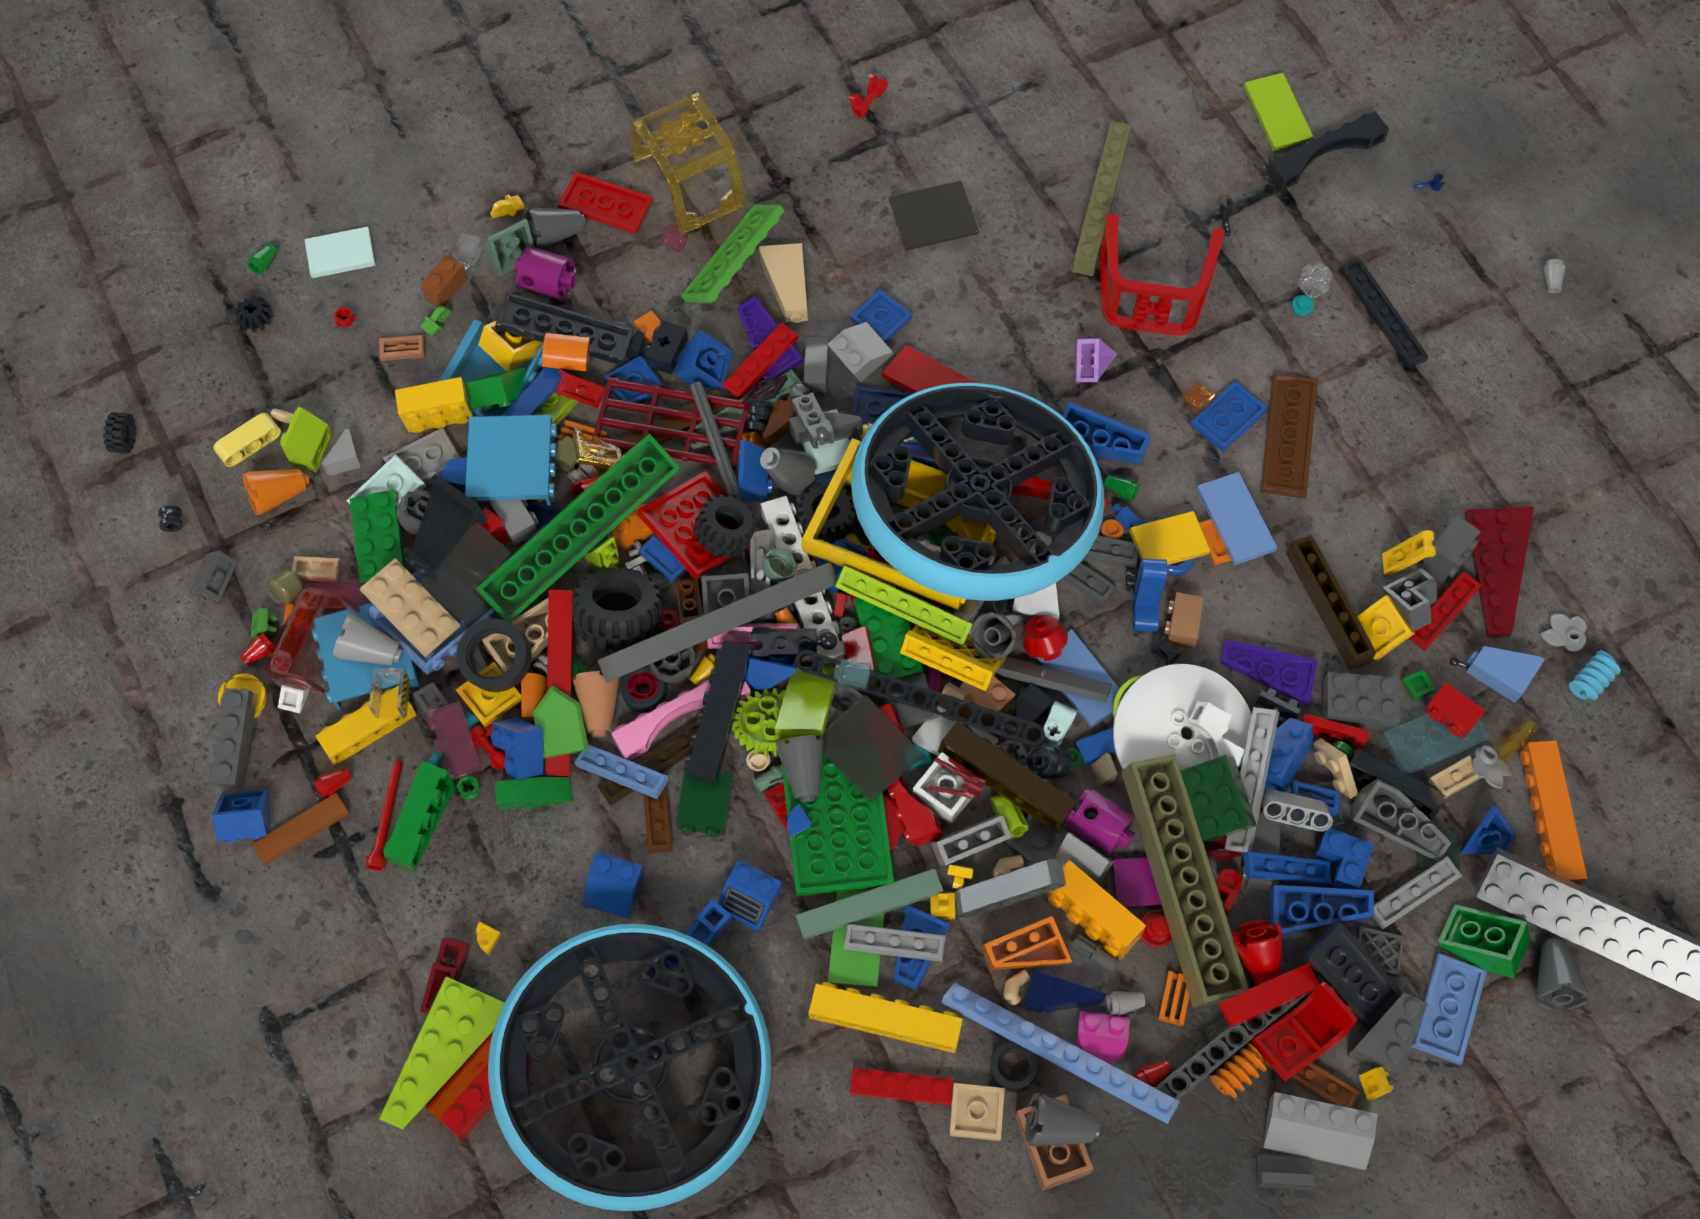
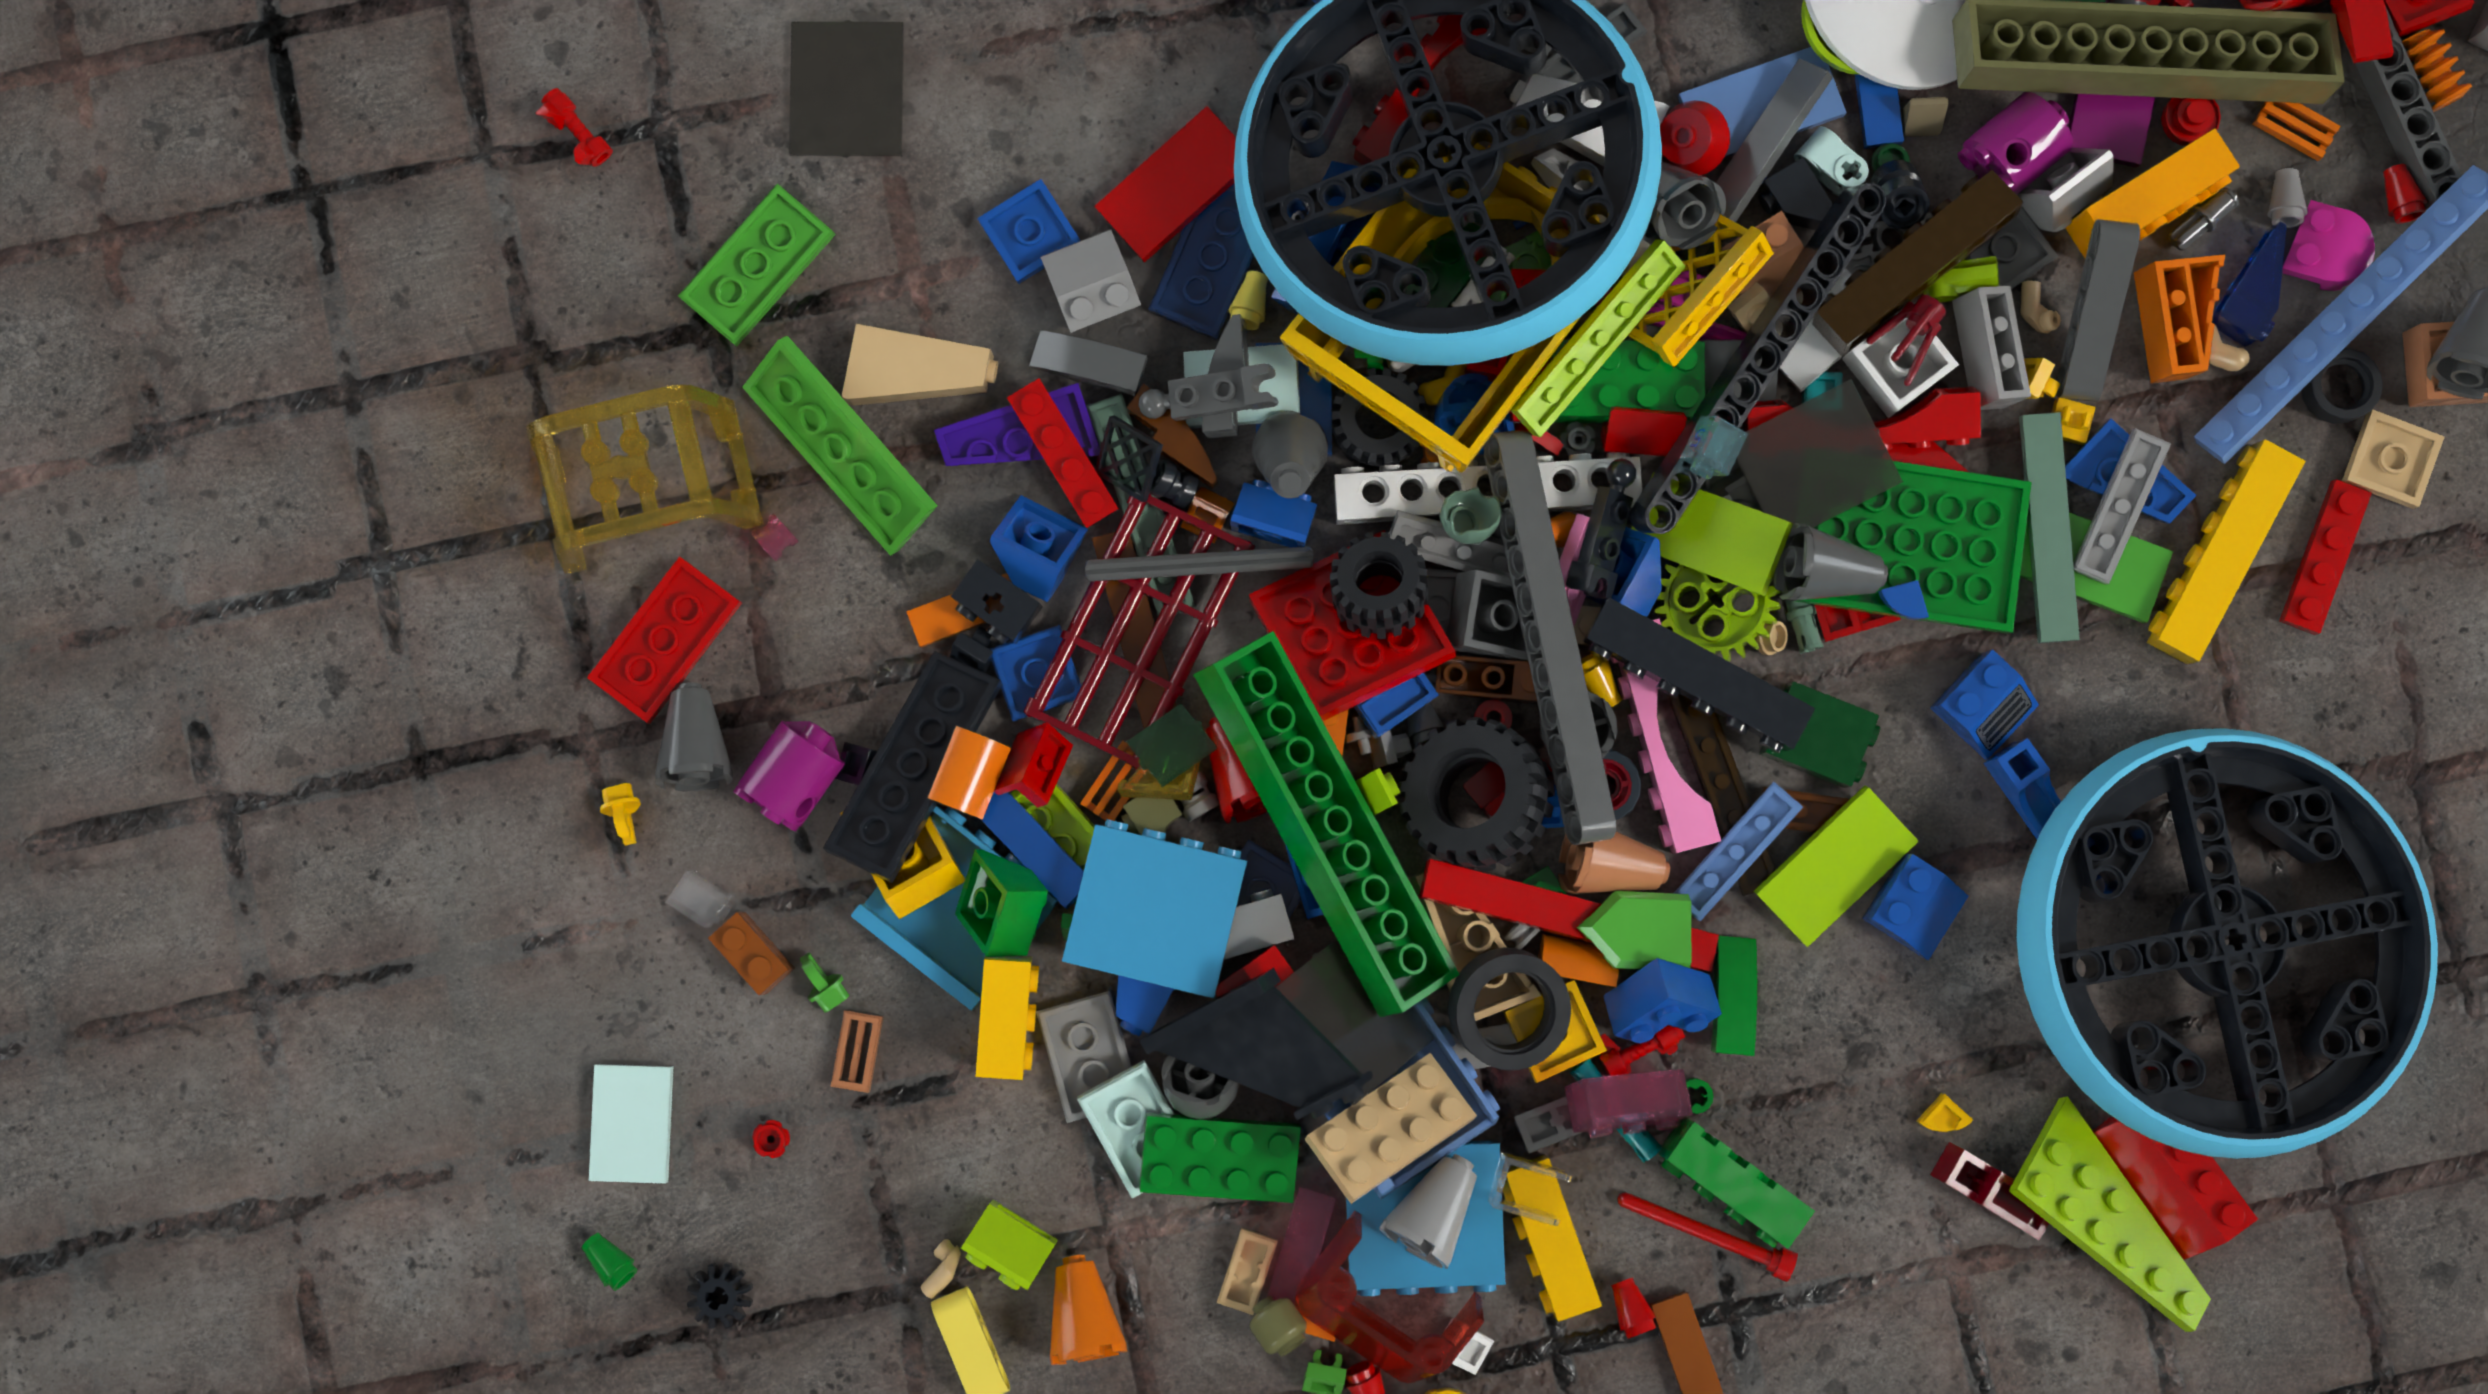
camera: 70 degrees left, 20 degrees up
(342, 456) = (1046, 1186): light grey slope -> none
(508, 245) = (719, 825): sand green slope -> none
(605, 447) = (1171, 745): none -> clear green piece
(626, 830) = (1836, 866): none -> lime tile
(823, 197) = (756, 265): none -> bright green tile

